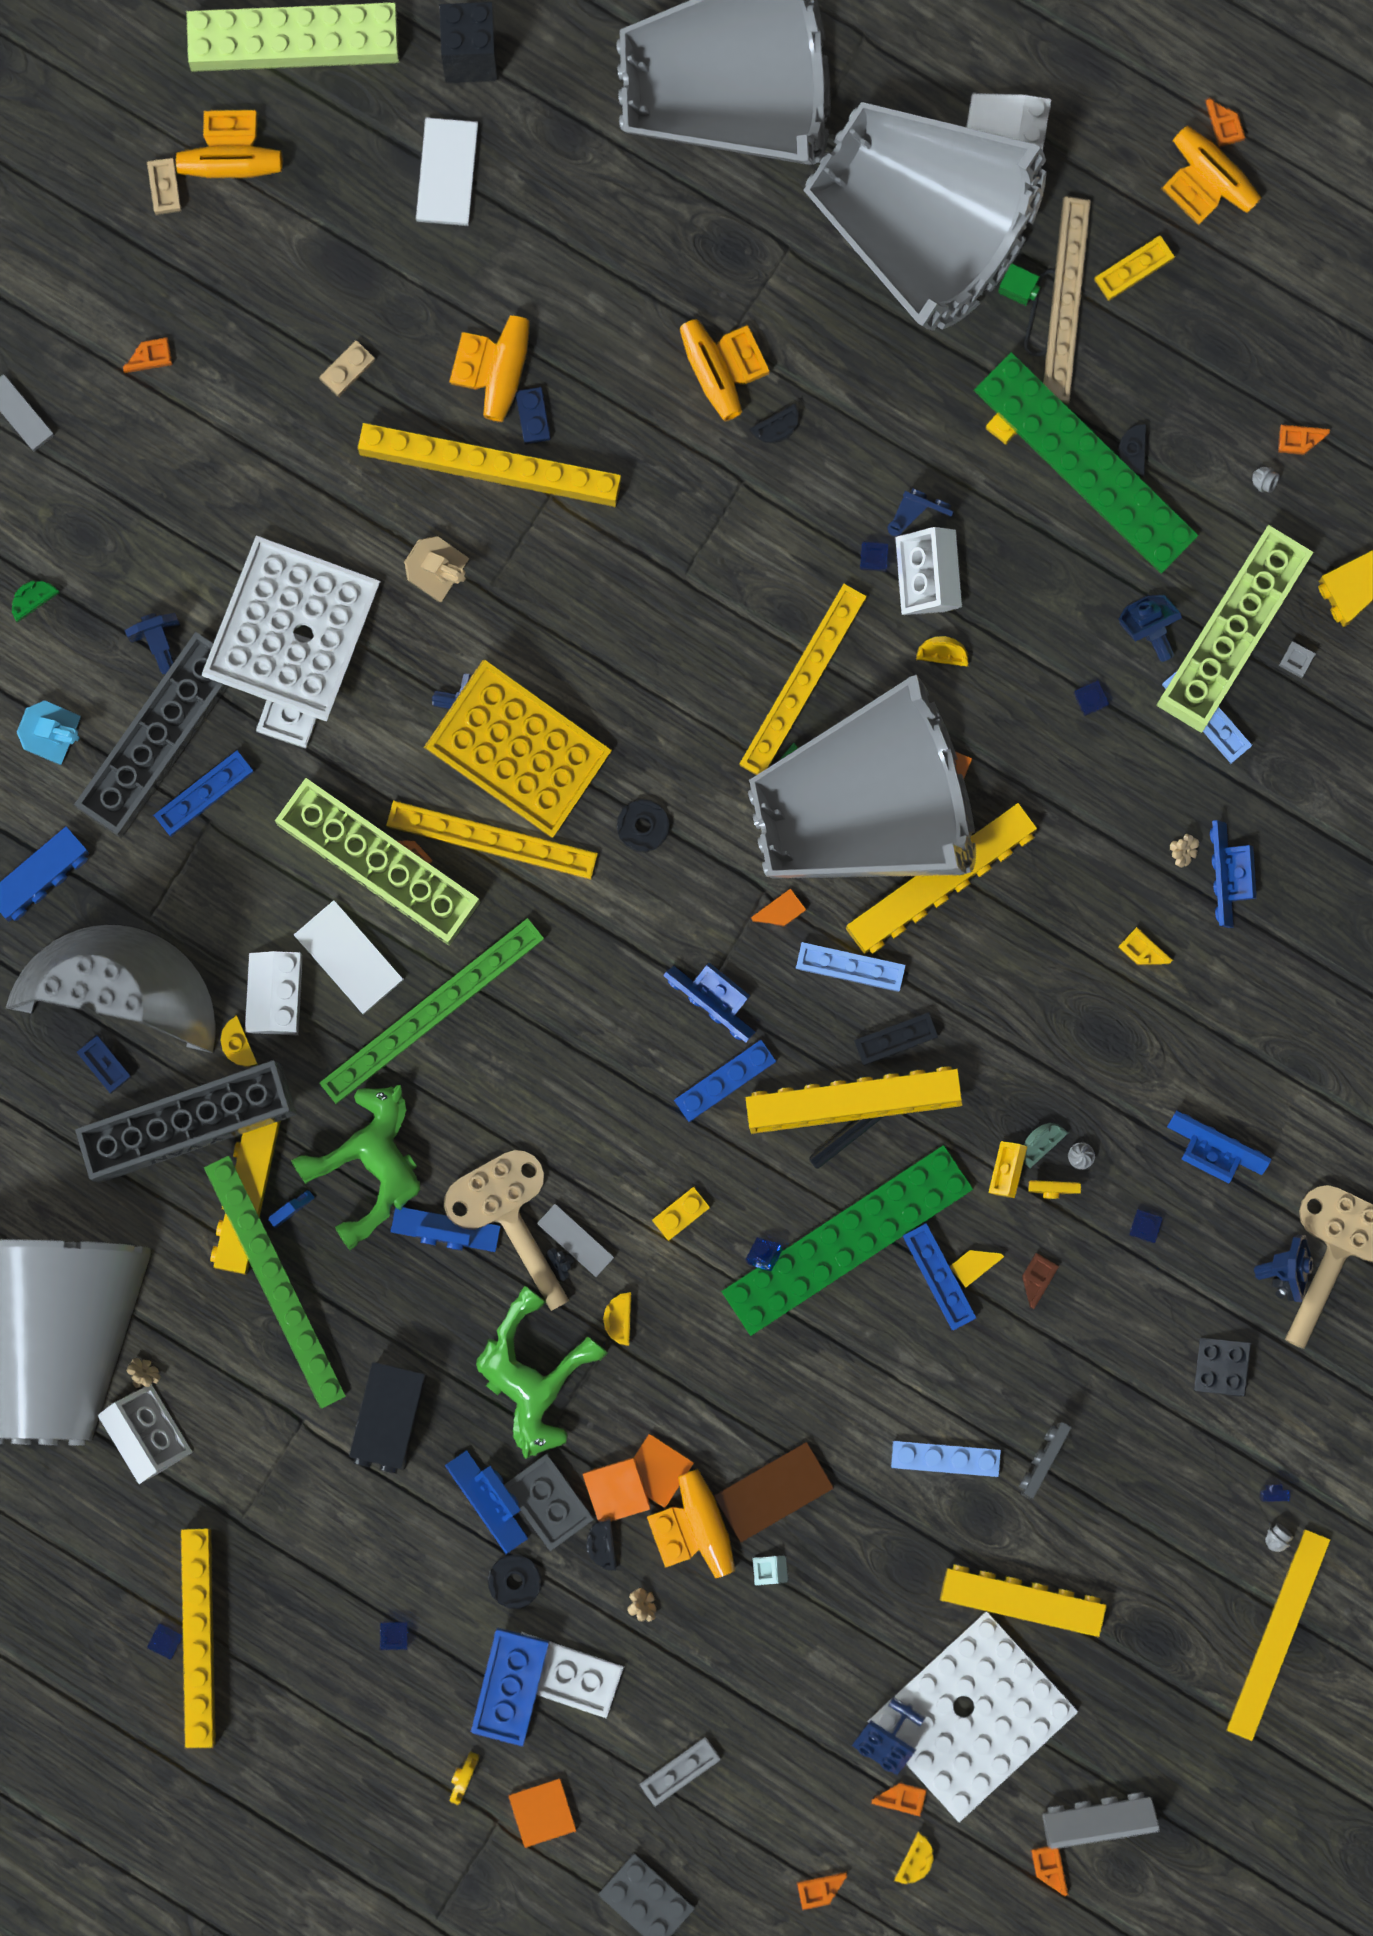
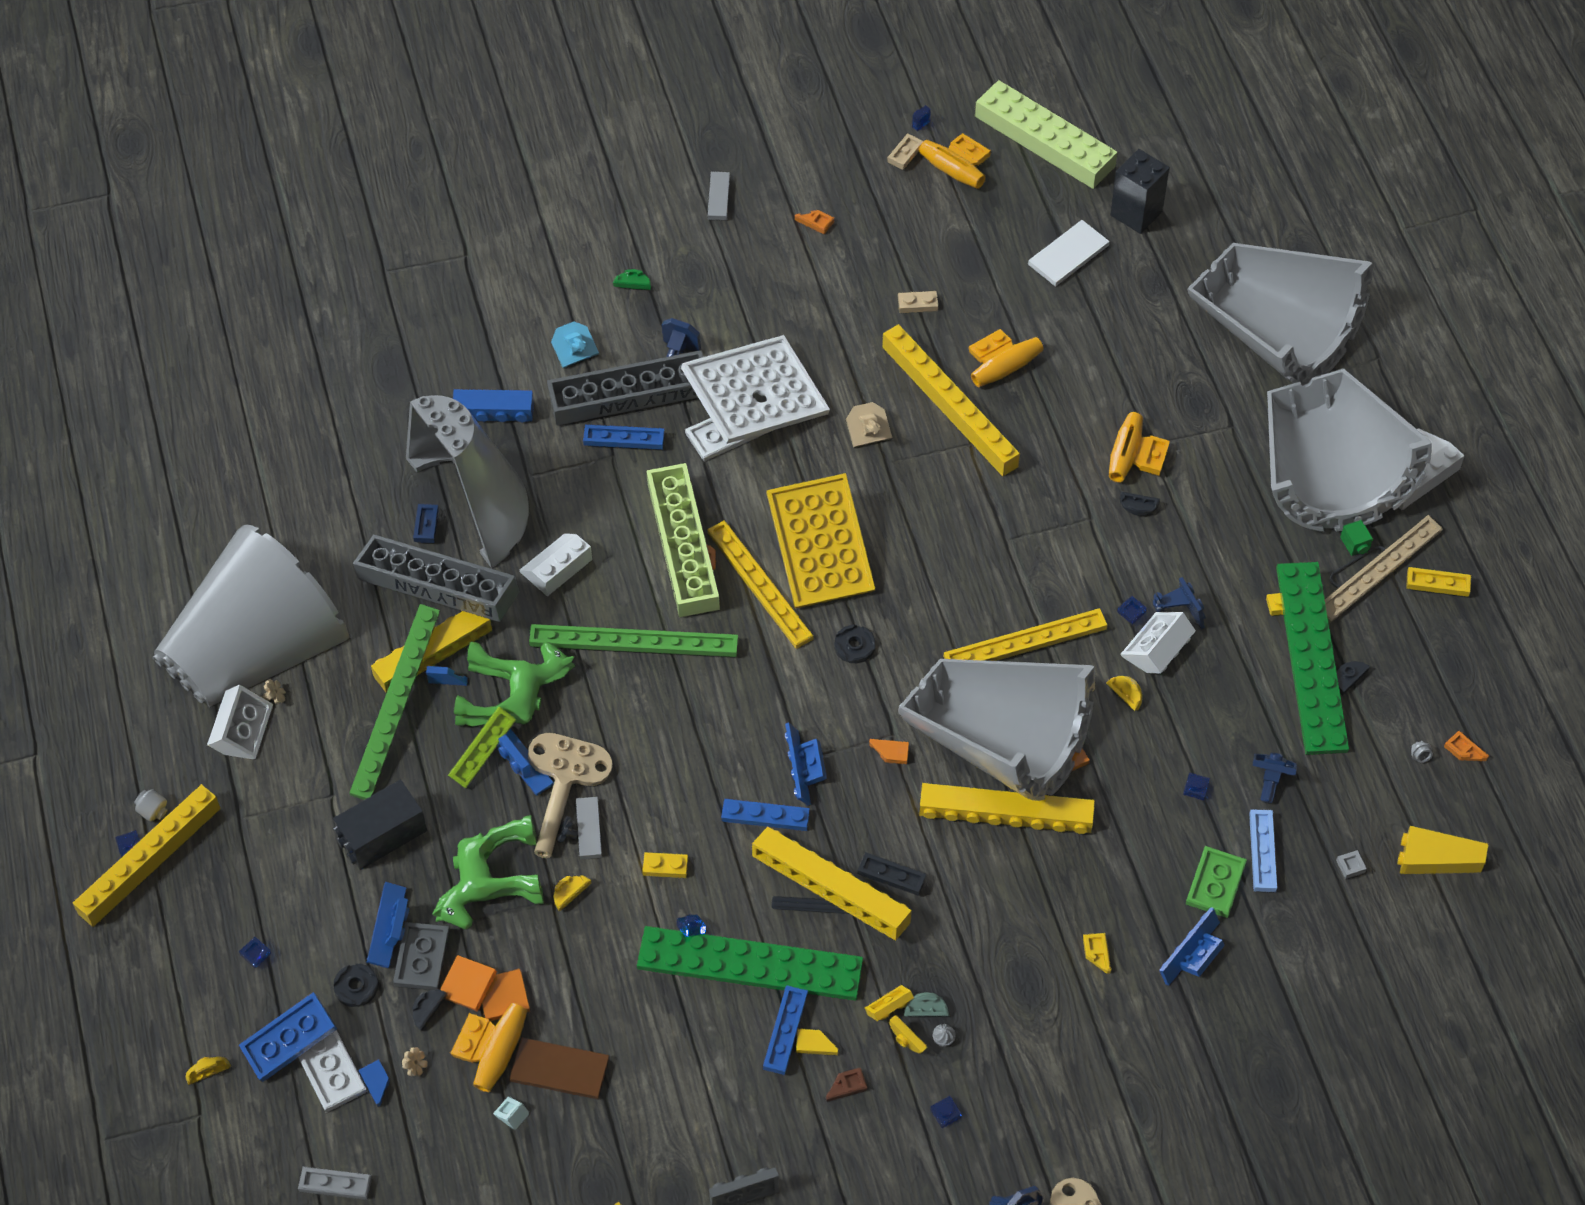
camera: 45 degrees right, 25 degrees down
(140, 127) = (921, 118): none -> clear blue plate
(148, 1588) = (151, 805): none -> light grey head
(236, 1044) = (511, 565): yellow plate -> none
(348, 957) = (616, 578): white tile -> none
(403, 1254) = (481, 747): none -> lime tile
(532, 415) = (999, 397): dark blue plate -> none
(542, 1813) = (229, 1132): orange tile -> none
(623, 1651) = (375, 1080): none -> blue tile
(850, 967) = (903, 812): light blue plate -> none
(945, 1459) = (684, 1141): light blue plate -> none
(1184, 850) = (1177, 913): tan plant -> none
(1190, 783) = (1216, 881): none -> bright green tile
(1207, 179) = (1531, 567): light orange plate -> none
(1214, 1151) = (1034, 1103): blue bracket -> none
(1225, 124) = (1566, 552): orange tile -> none
(1234, 629) = (1324, 811): yellowish green brick -> none

